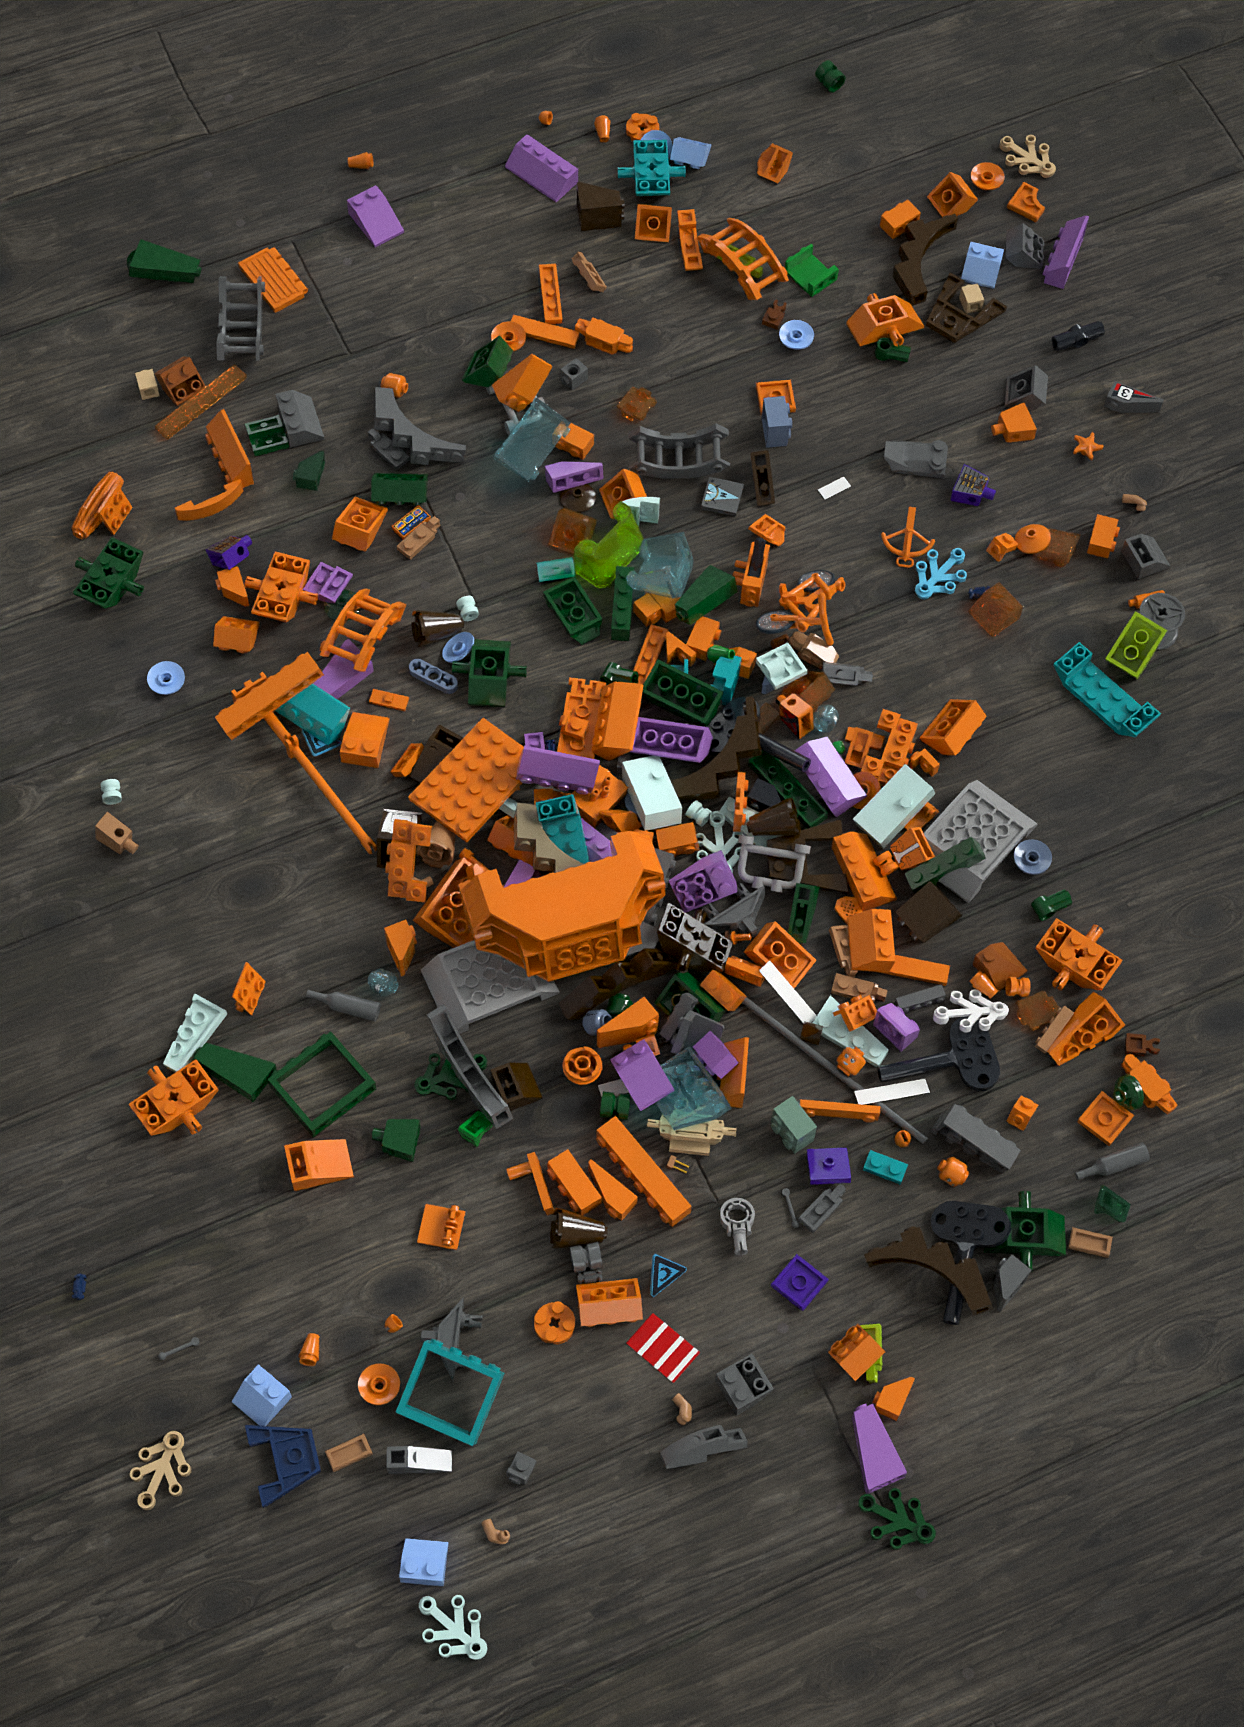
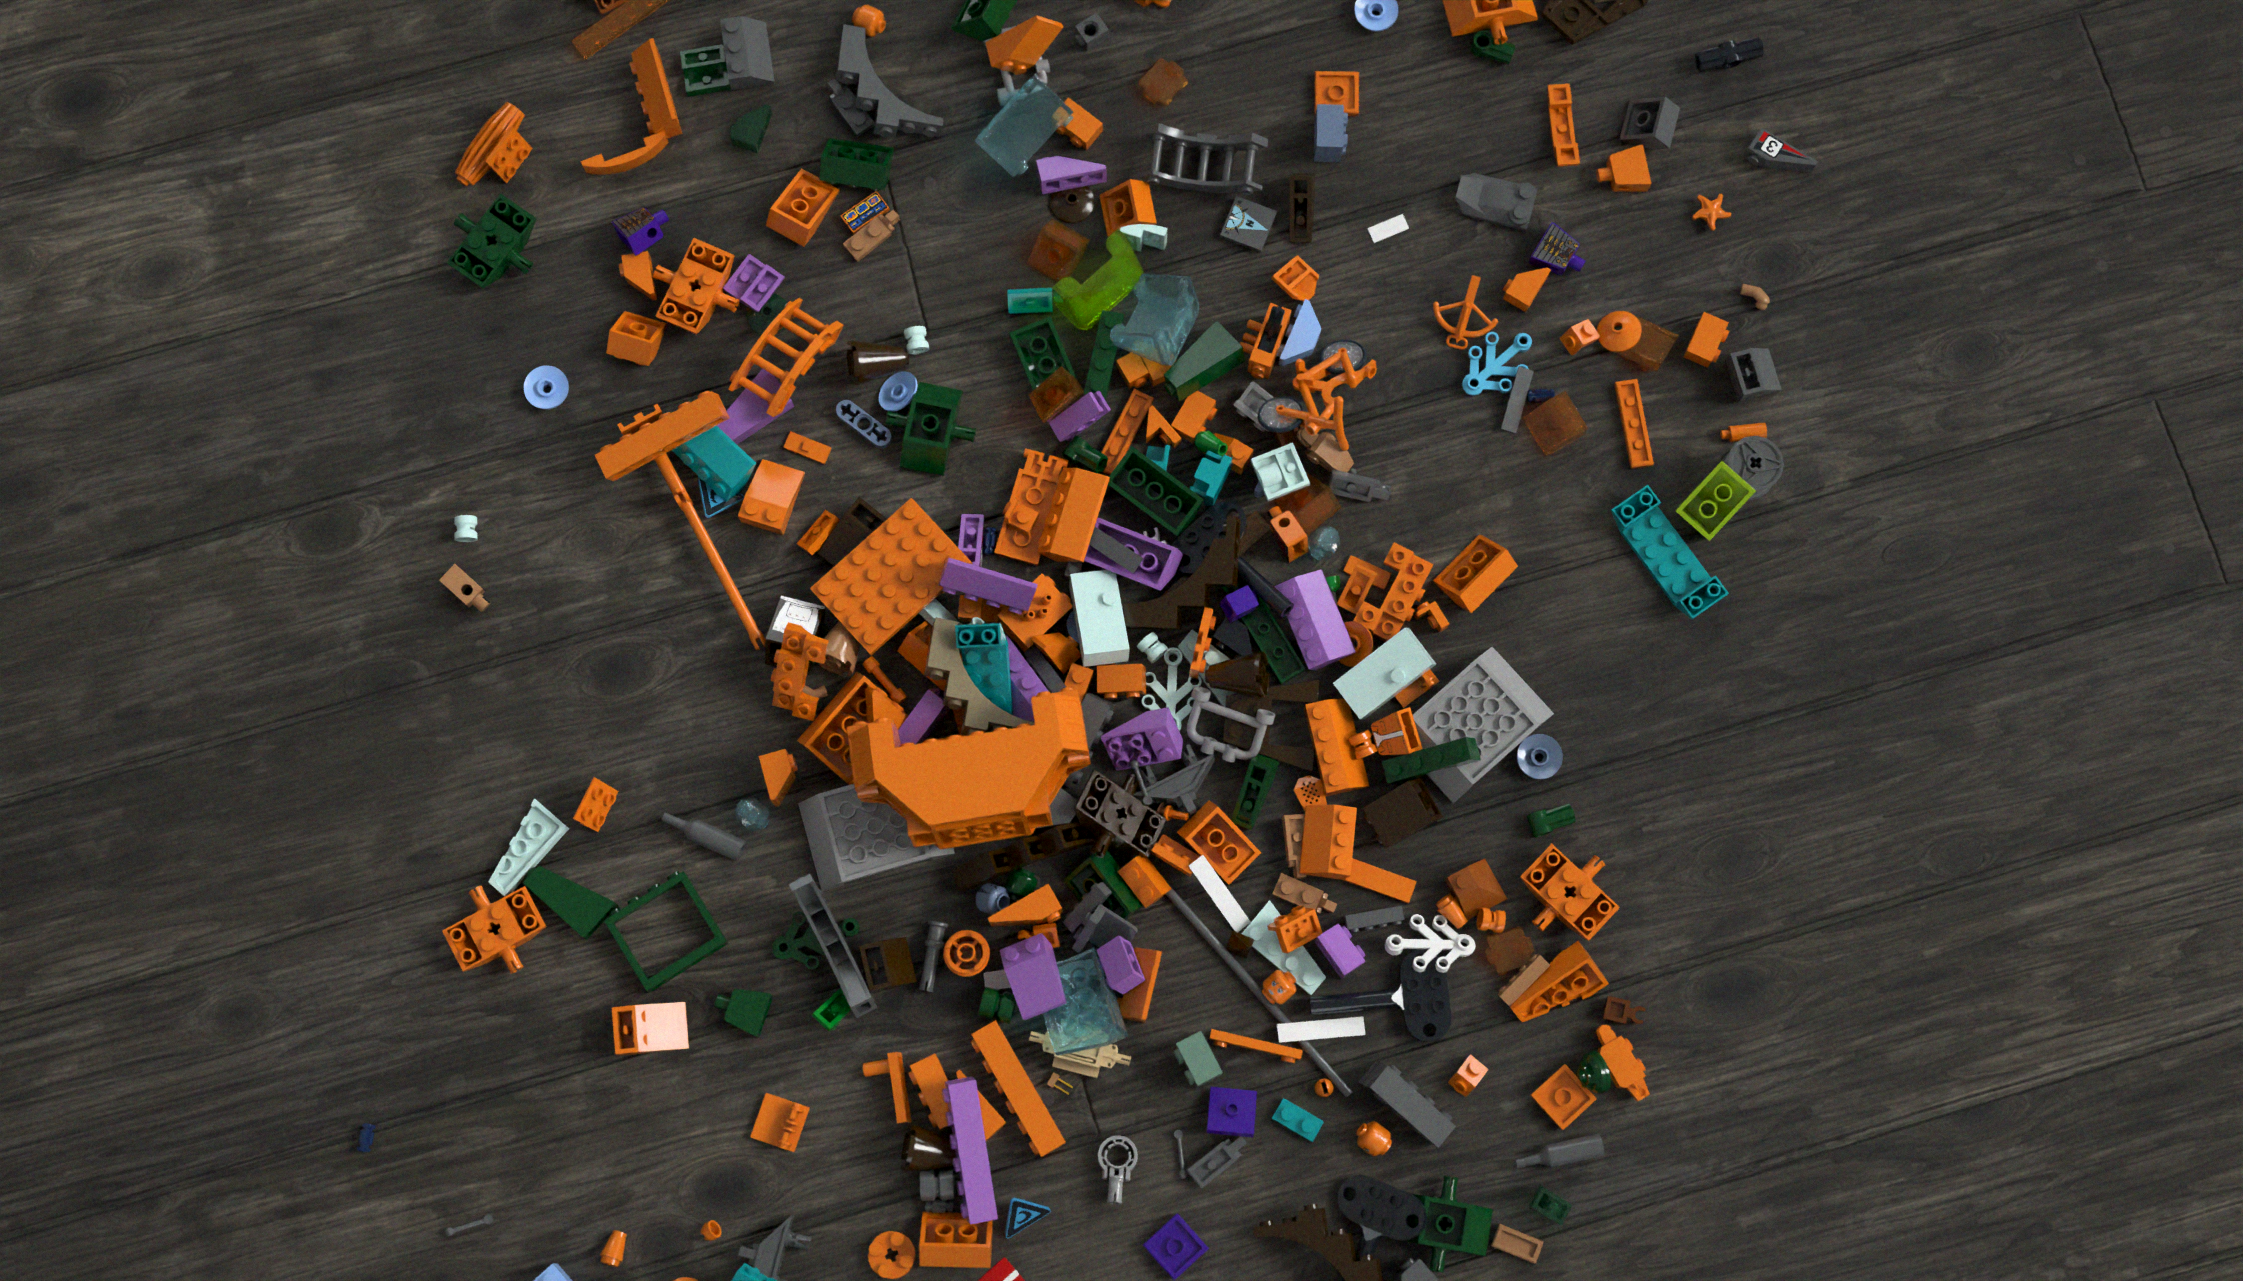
camera: 10 degrees right, 15 degrees up
(553, 1066) = (934, 943): none -> dark grey pin
(589, 631) = (1055, 394): none -> clear orange slope
(610, 645) = (1079, 416): none -> medium lavender piece
(611, 1220) = (970, 1150): none -> medium lavender brick
(657, 738) = (1115, 550): none -> dark grey piece
(715, 926) = (1147, 800): none -> dark grey hinge
(747, 623) = (1251, 401): none -> light grey bracket
(765, 767) = (1239, 603): none -> dark purple brick
(779, 570) = (1301, 335): none -> light blue slope
(952, 515) = (1525, 287): none -> orange slope
(957, 399) = (1561, 125): none -> orange slope
(961, 596) = (1517, 399): none -> dark grey piece
(1058, 604) = (1633, 424): none -> orange tile

